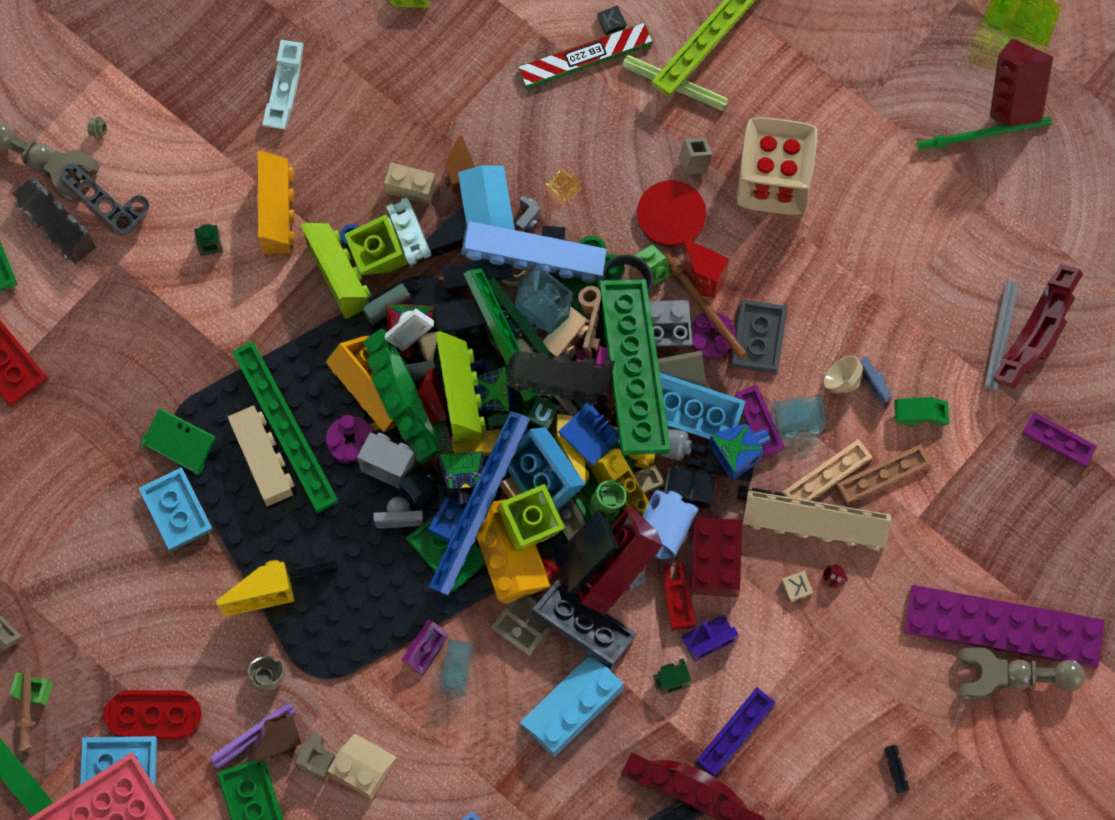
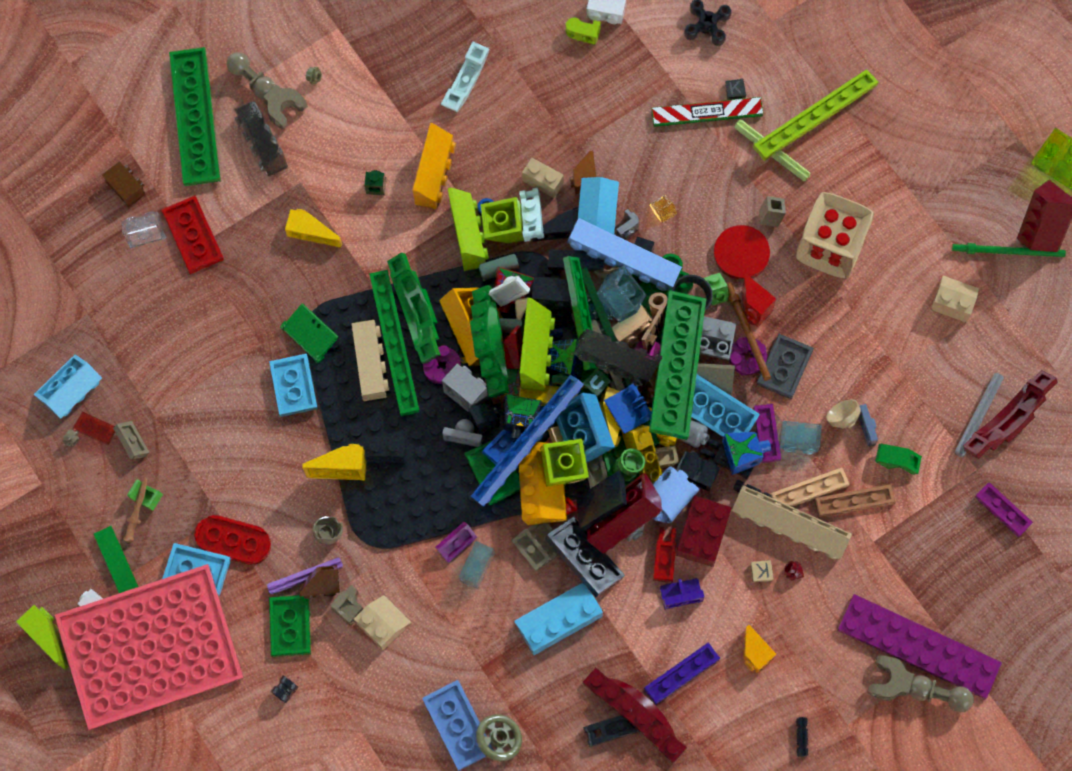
camera: 15 degrees right, 0 degrees up
(101, 196) = (300, 129): dark grey beam -> none
(138, 314) = (306, 227): none -> yellow slope
(299, 378) = (416, 307): none -> green piece
(672, 677) = (643, 617): dark green brick -> none
(816, 682) = (756, 650): none -> light orange slope
(937, 206) = (955, 299): none -> tan slope

